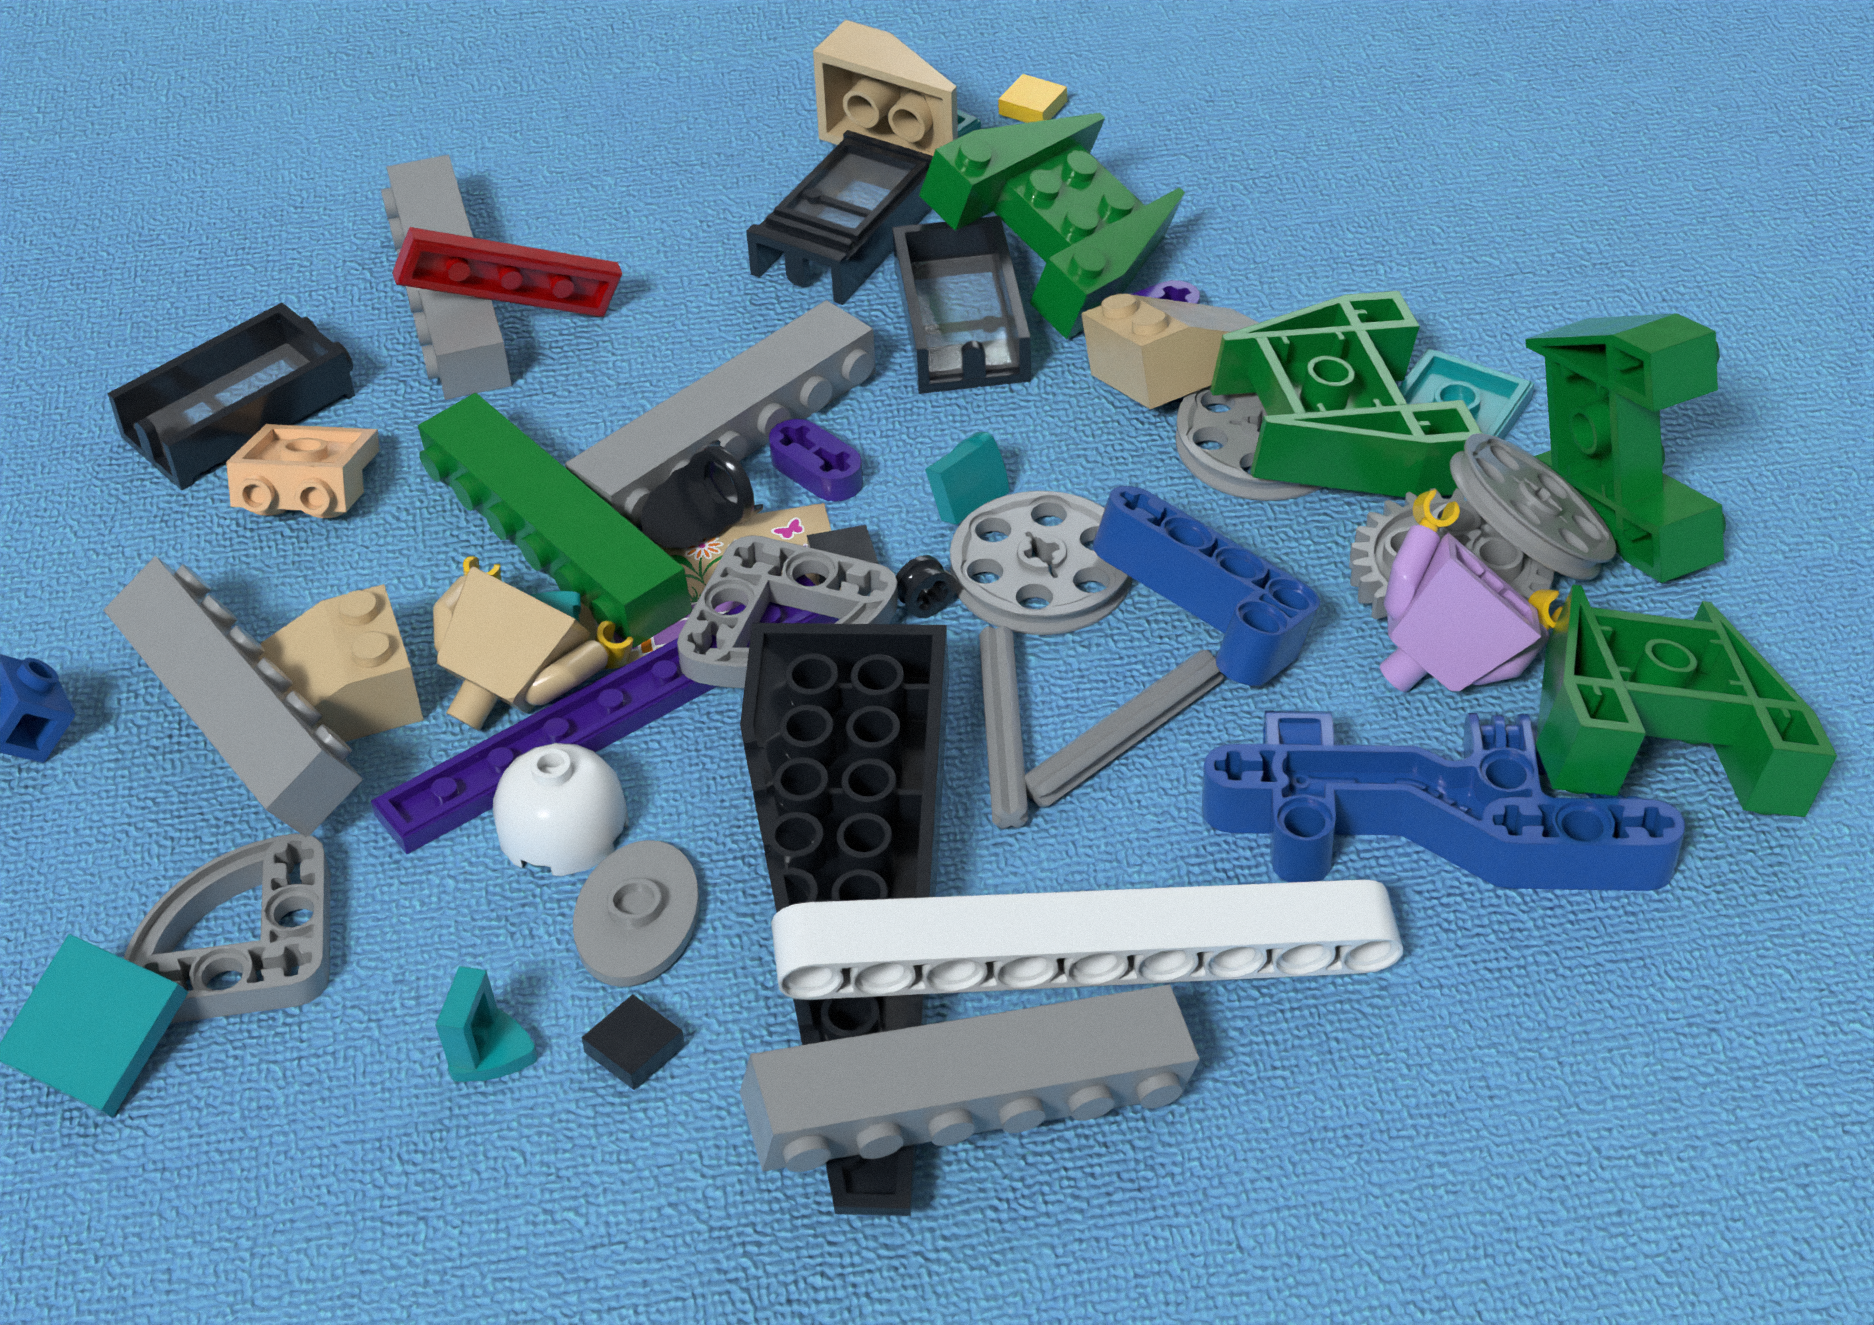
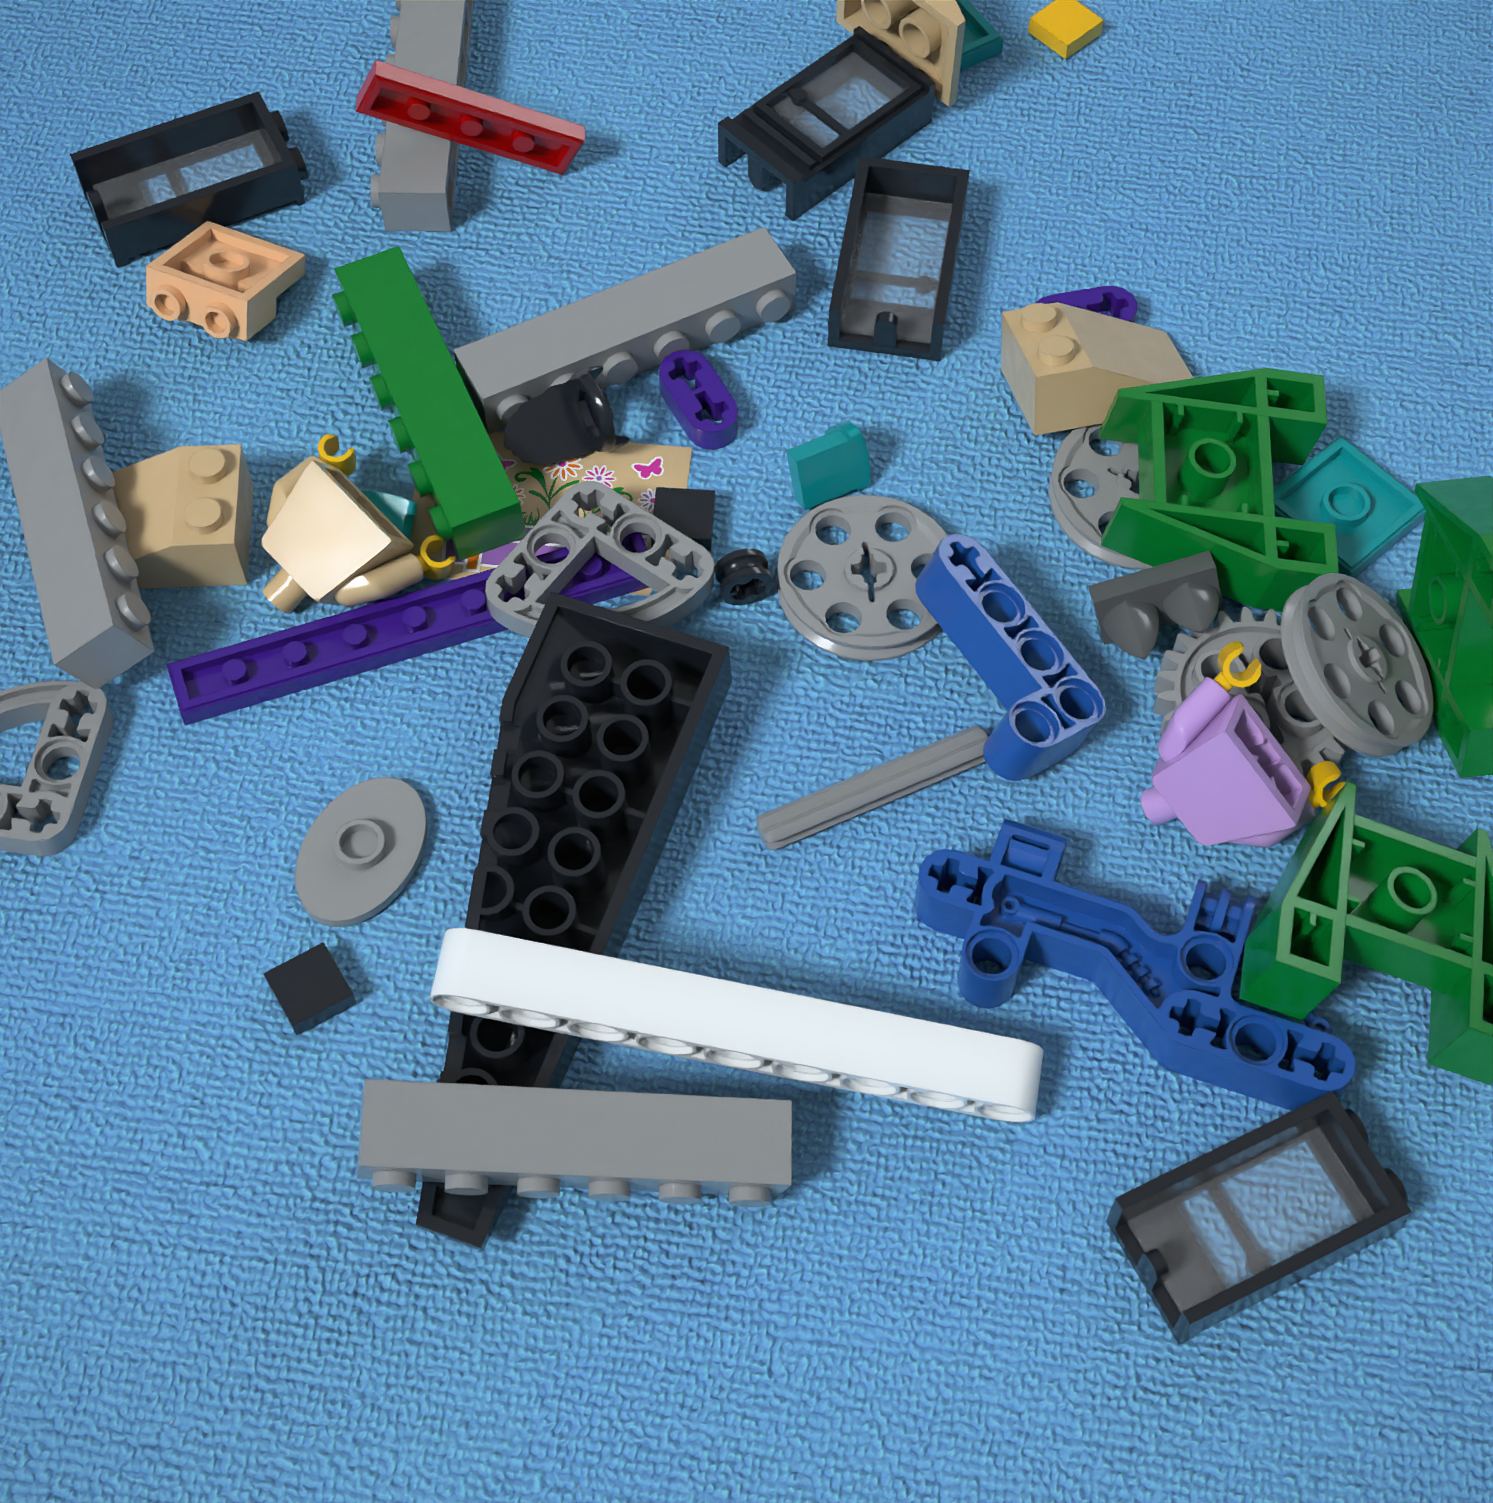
camera: 15 degrees right, 15 degrees up
(477, 1035) = (176, 942): teal tile -> none
(559, 809) = (327, 725): white cylinder -> none
(1003, 728) = (761, 753): light grey axle -> none
(1057, 203) = (1034, 175): green wedge -> none
(1323, 504) = (1140, 603): none -> dark grey tile
(1646, 975) = (1257, 1215): none -> door

